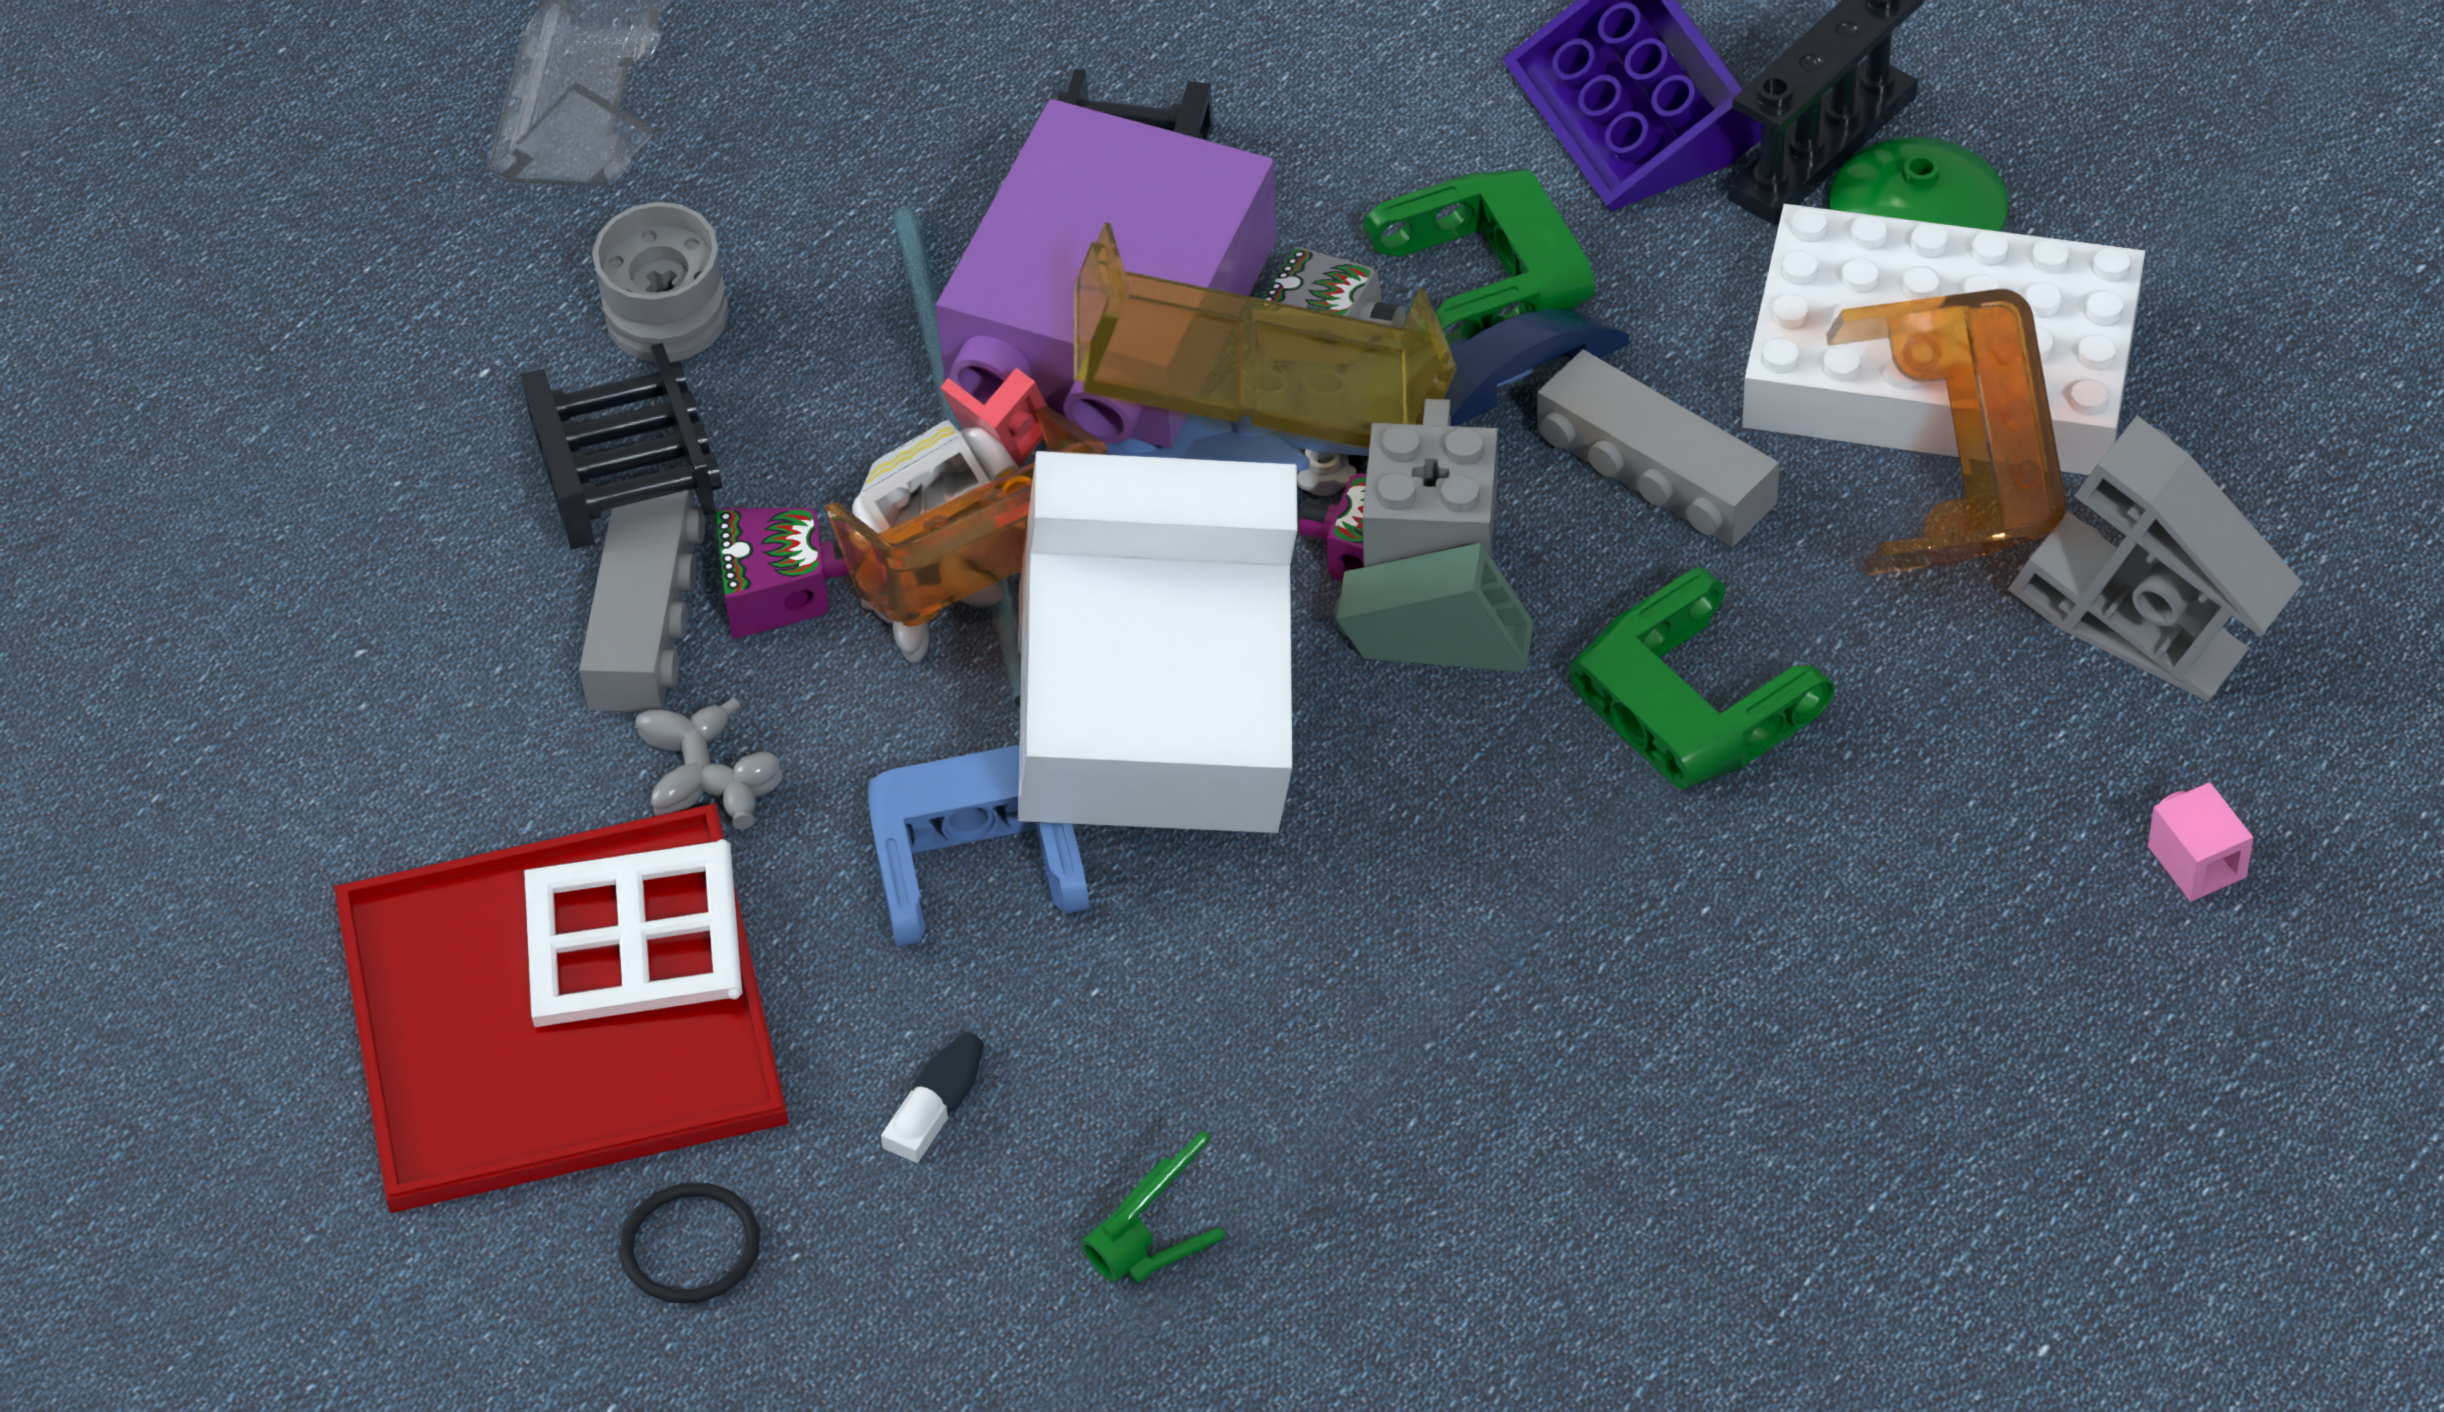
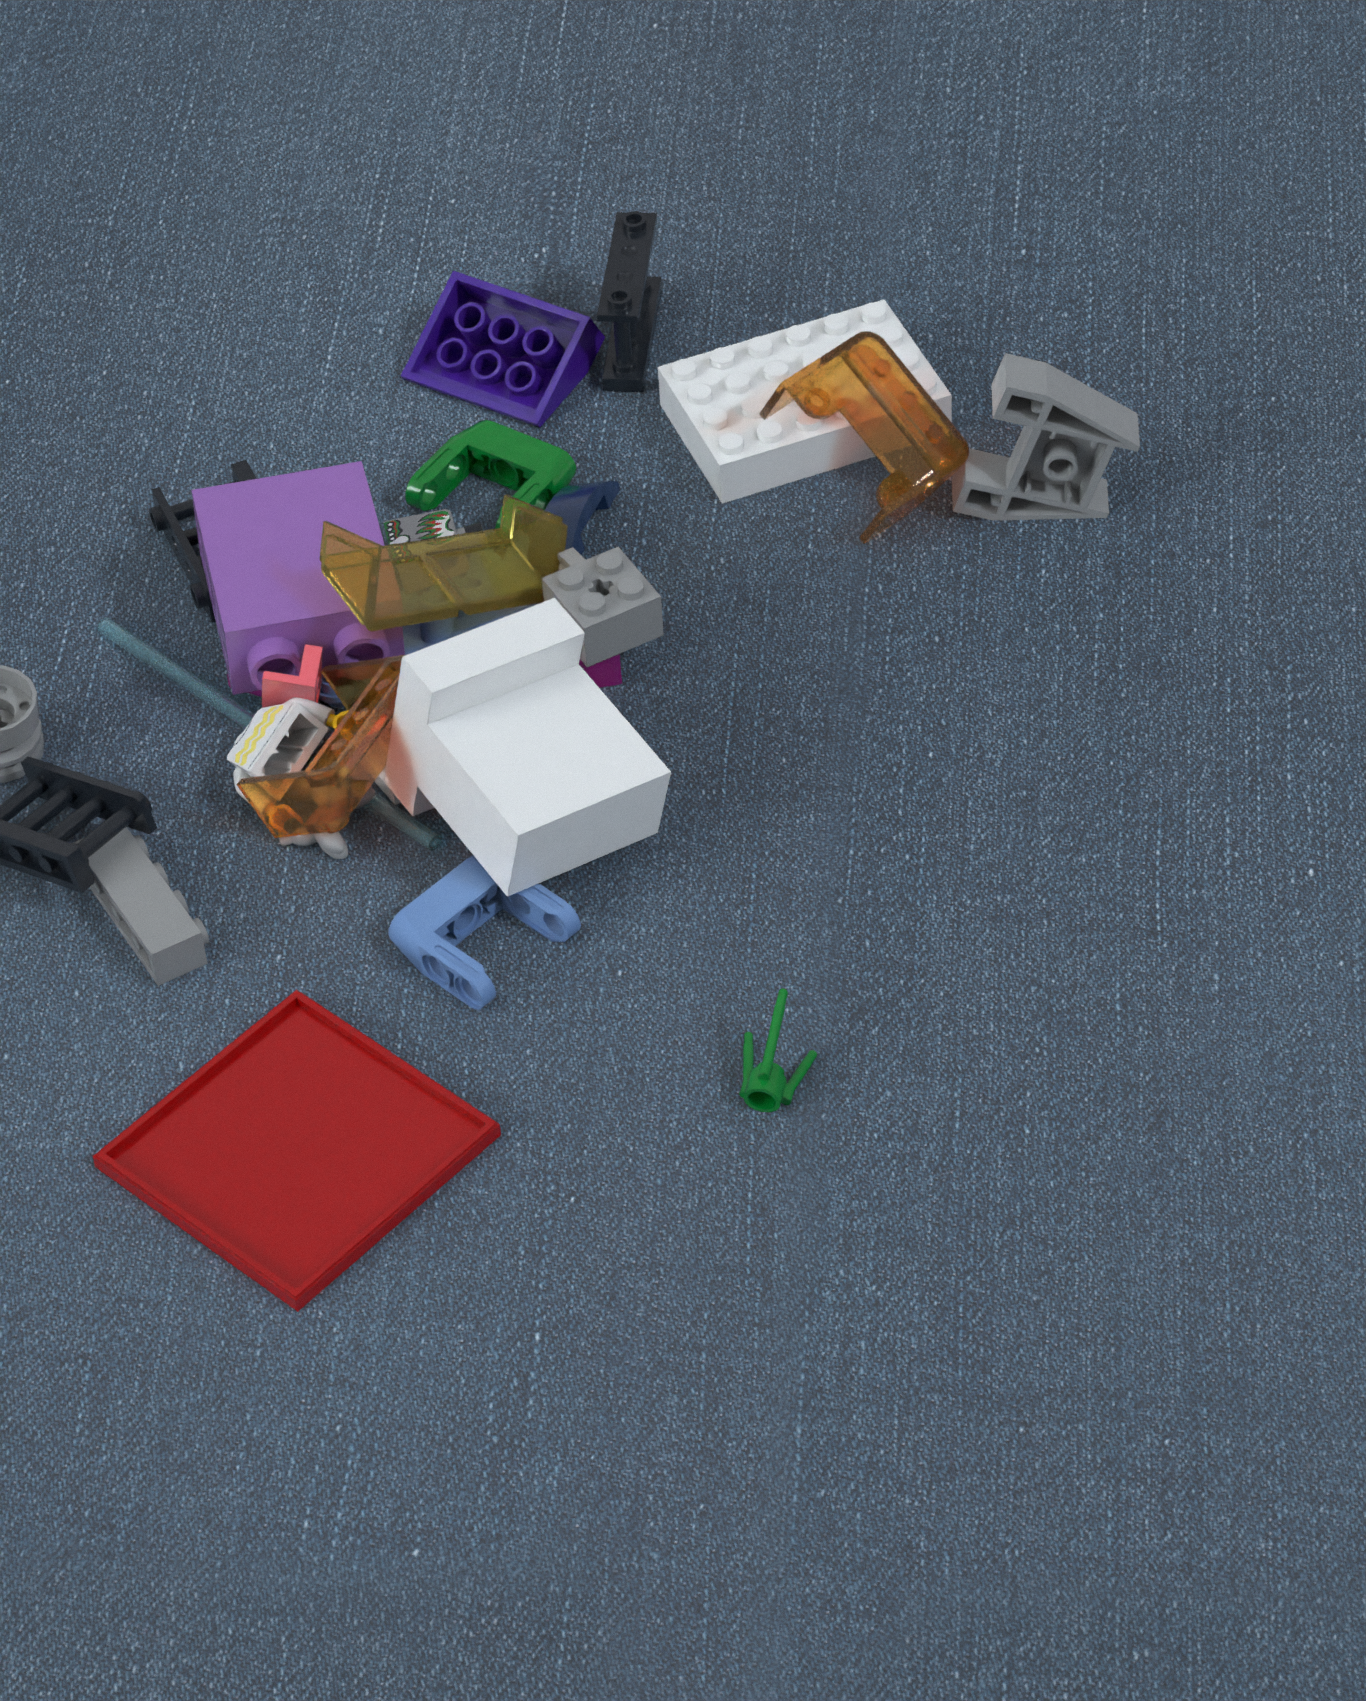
camera: 35 degrees left, 5 degrees down
(632, 933) = (313, 1080): white window -> none
(684, 786) = (235, 964): light grey piece -> none
(706, 1292) = (511, 1258): black piece -> none
(774, 567) = (211, 846): magenta torso -> none
(933, 1095) = (579, 1068): piece -> none
(1436, 611) = (649, 670): sand green slope -> none
(1657, 448) = (692, 530): light grey brick -> none
(1662, 714) = (818, 662): green connector -> none
(1922, 182) = (709, 327): green dish -> none
(2200, 841) = (1172, 582): bright pink brick -> none

